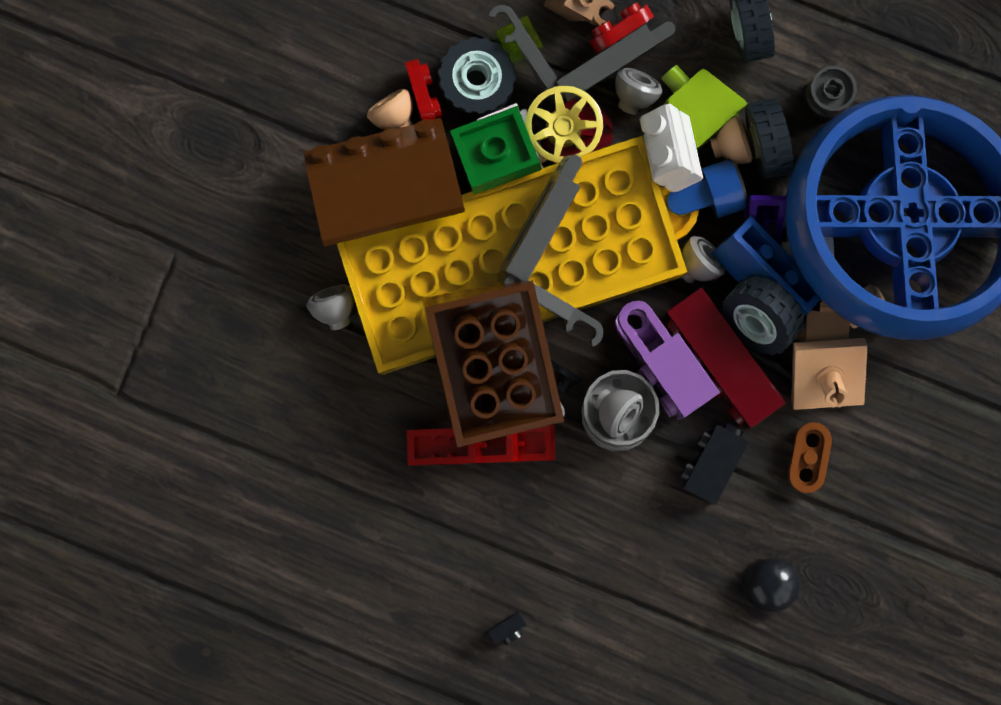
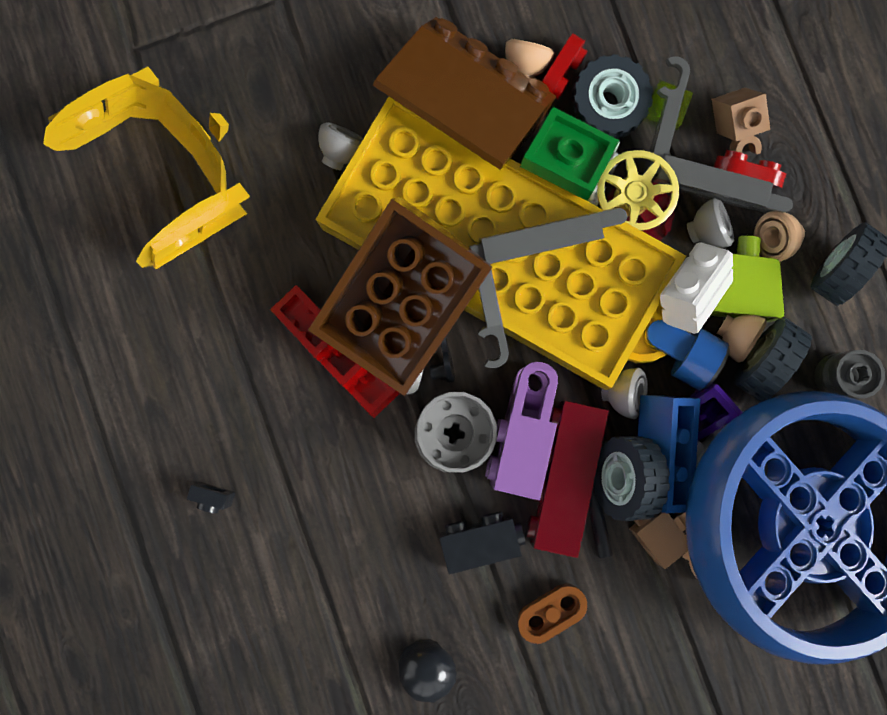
camera: 45 degrees right, 0 degrees up
(170, 418) = (142, 97): none -> yellow animal
(618, 410) = (452, 432): light grey brick -> none
(686, 49) = (779, 235): none -> light nougat brick
(829, 373) = (632, 571): light nougat tile -> none

